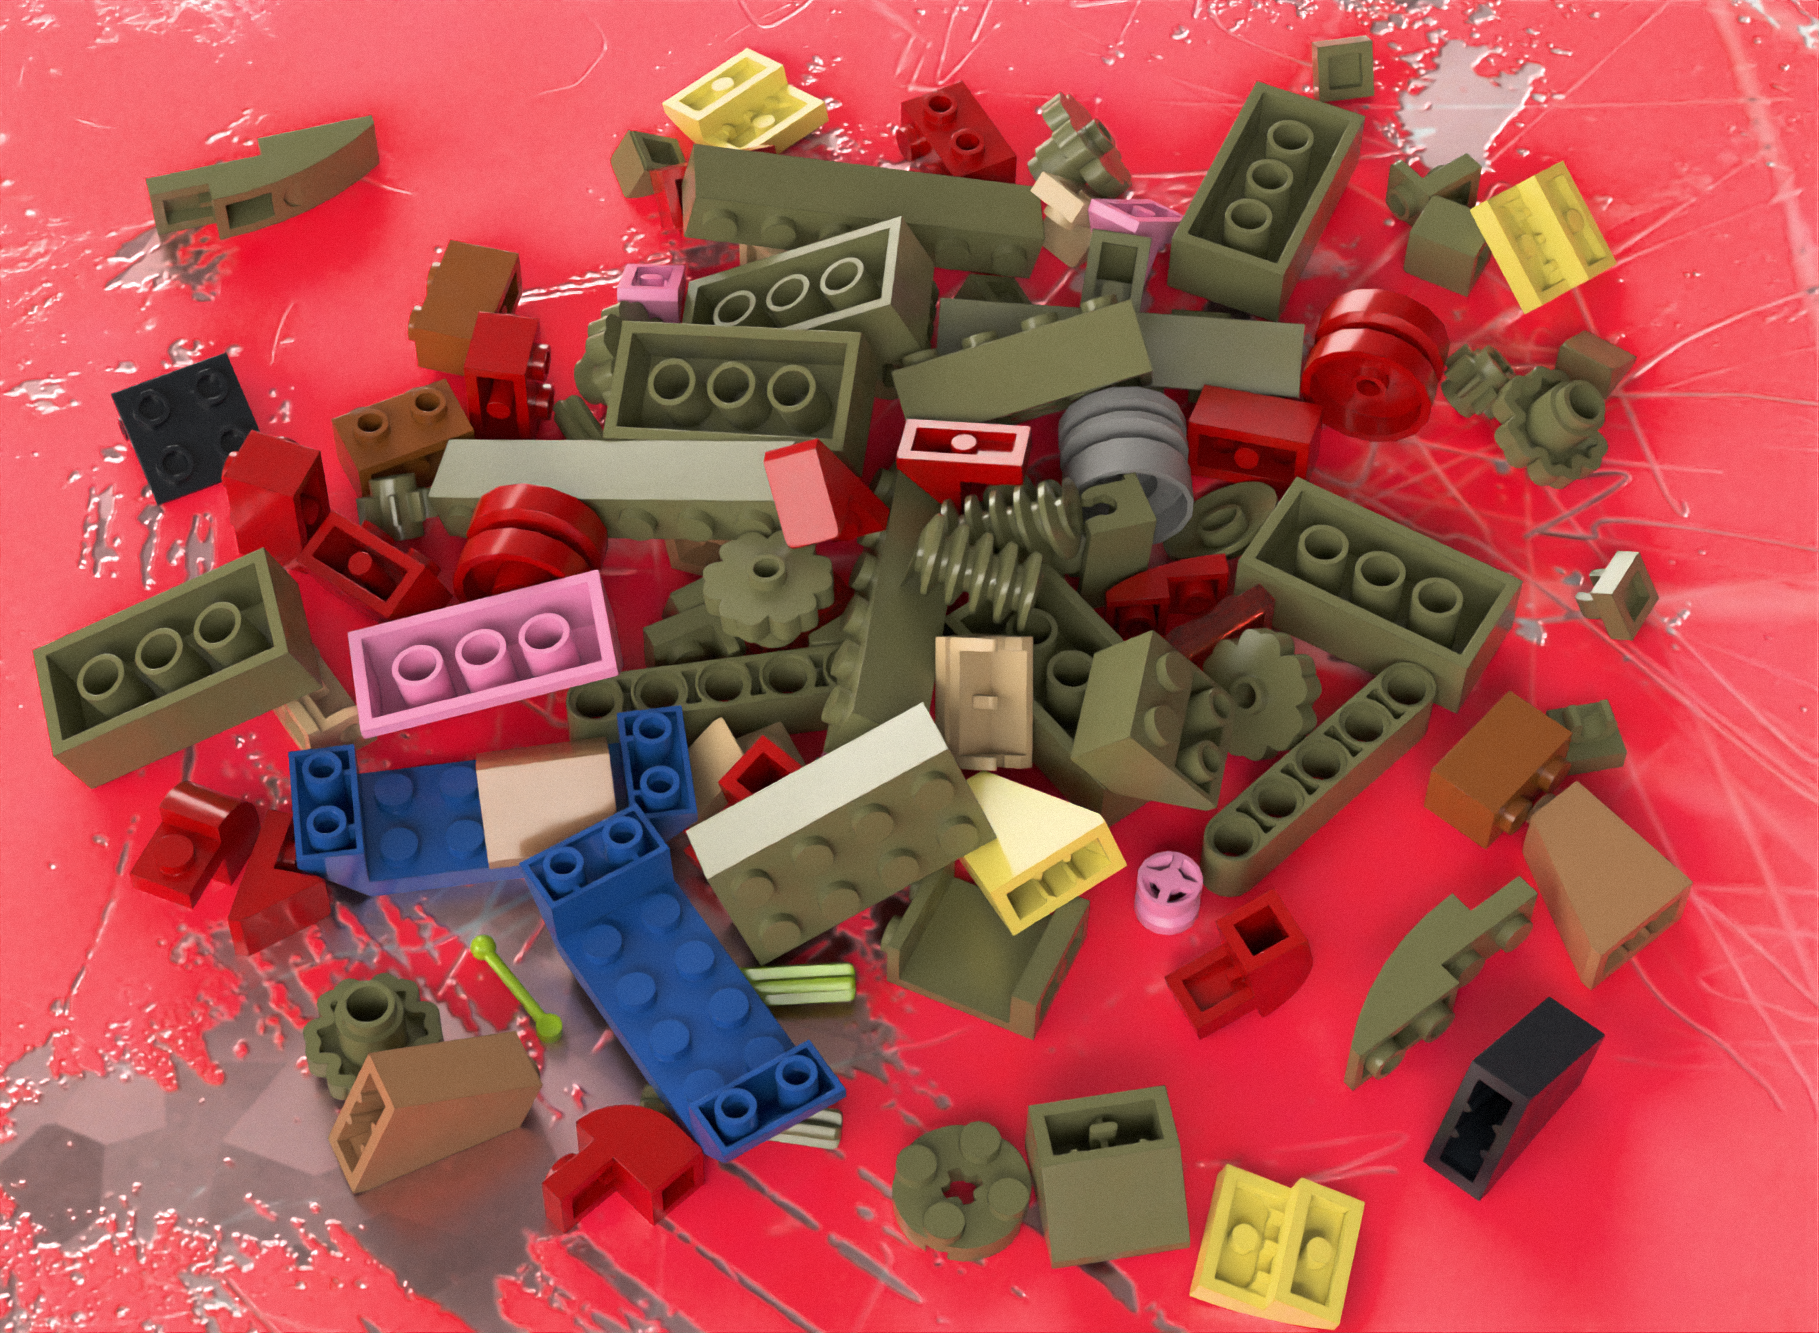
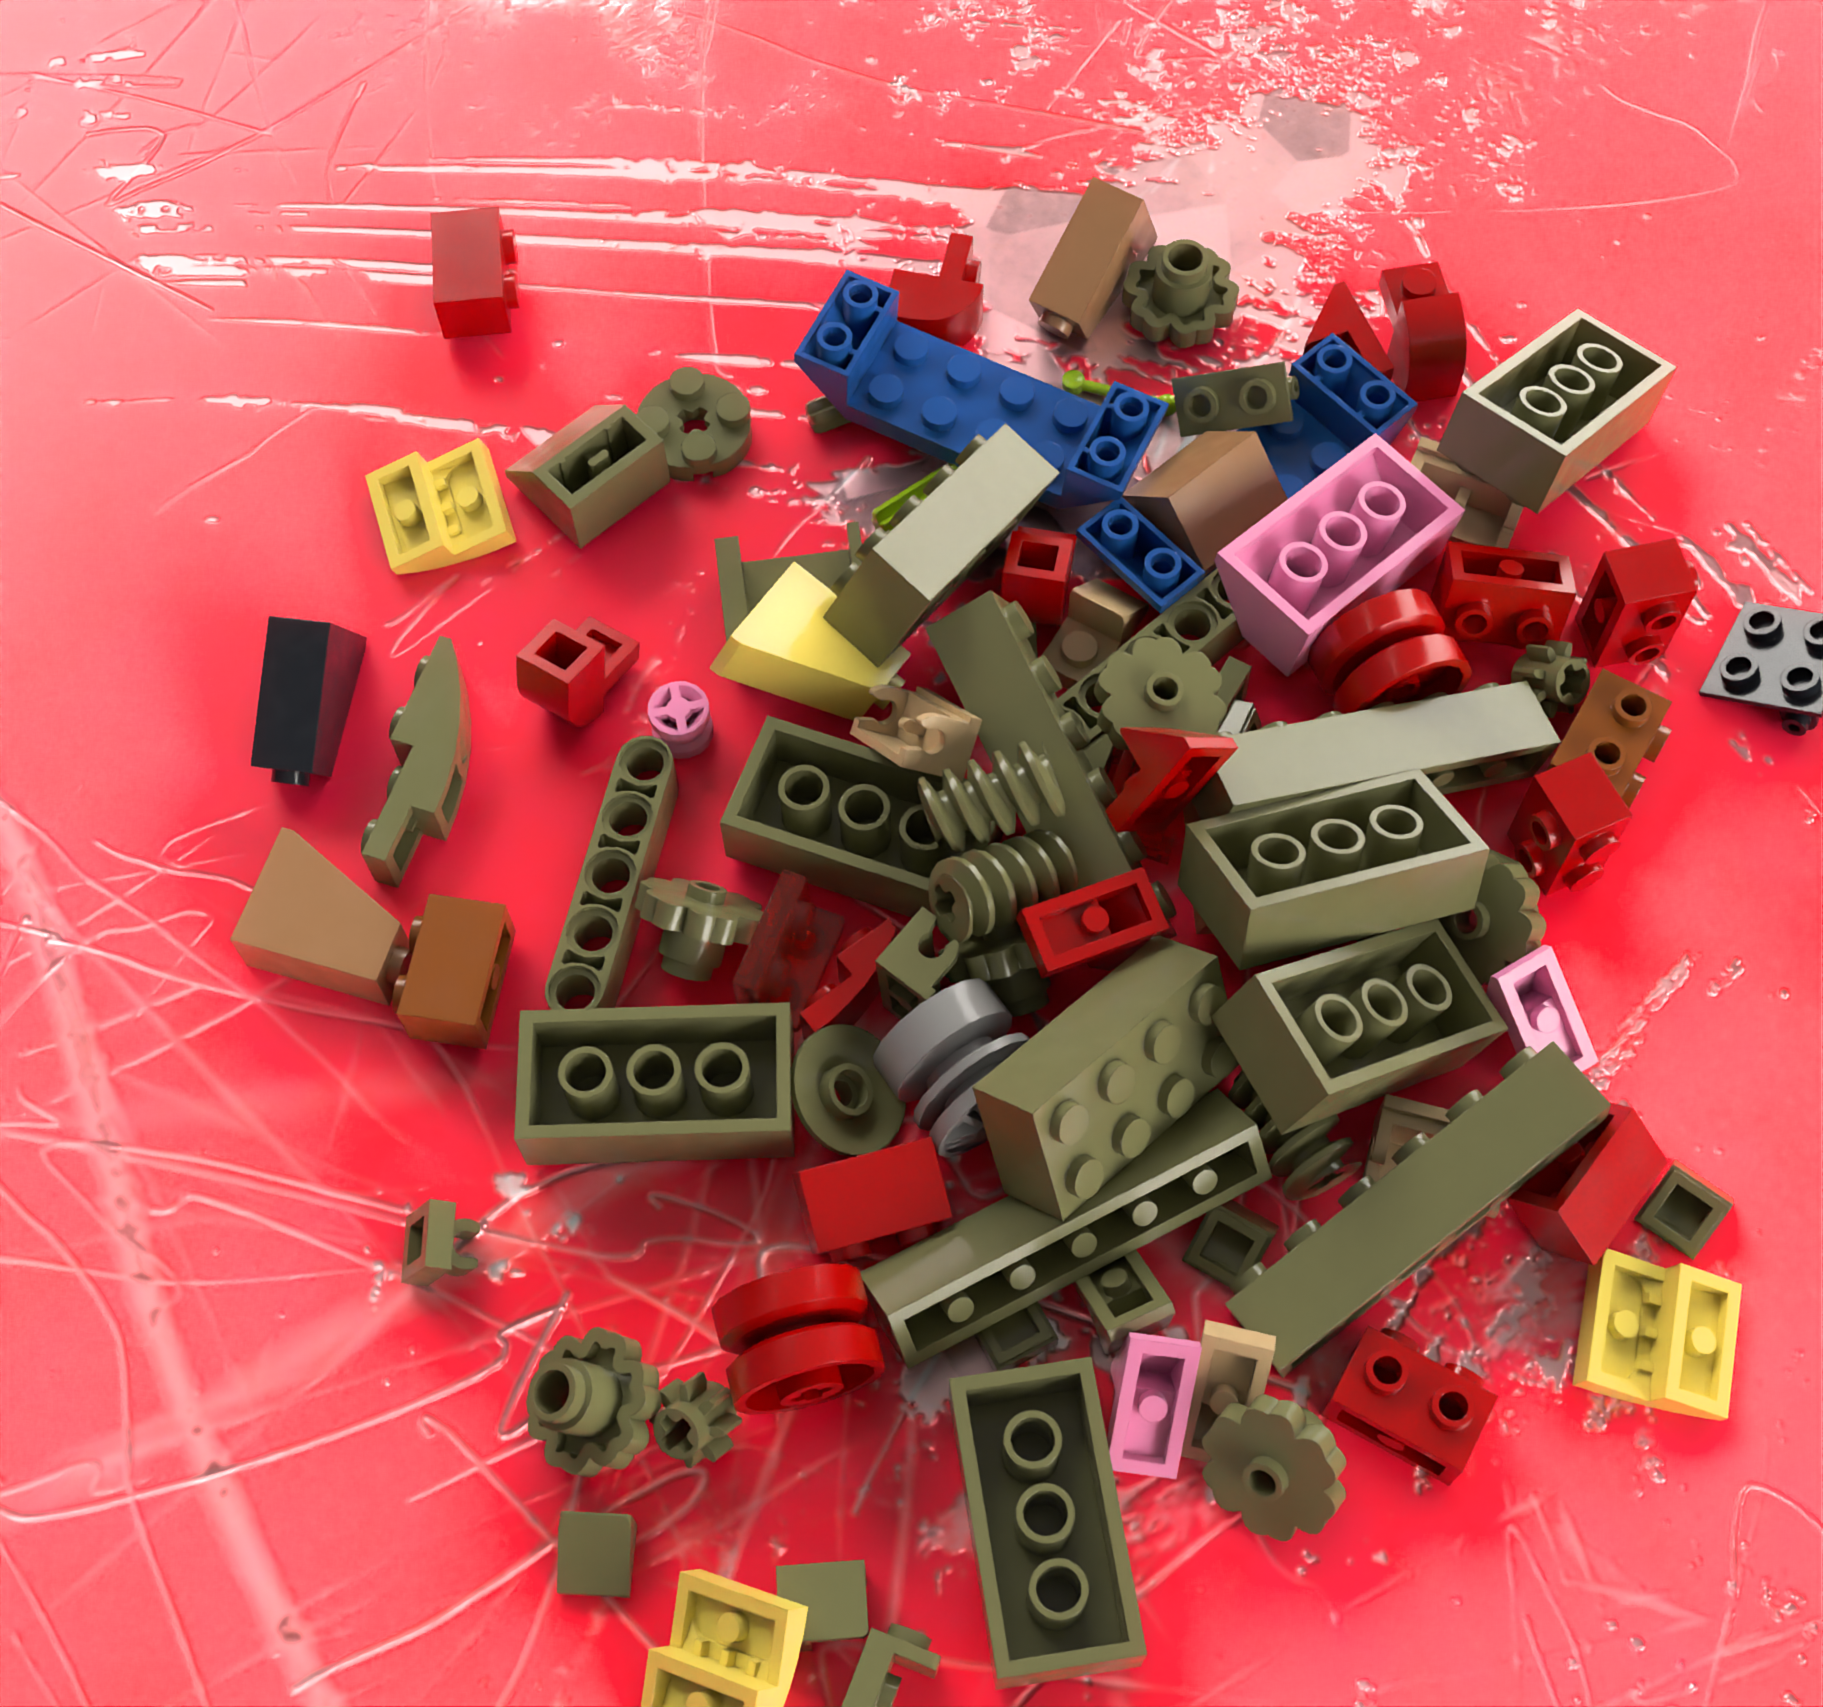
camera: 150 degrees right, 10 degrees up
(414, 854) = (1234, 398): none -> olive hinge
(457, 288) = (1678, 898): dark orange brick -> none
(1154, 725) = (749, 760): olive slope -> none
(1595, 737) = (404, 1082): olive tile -> none

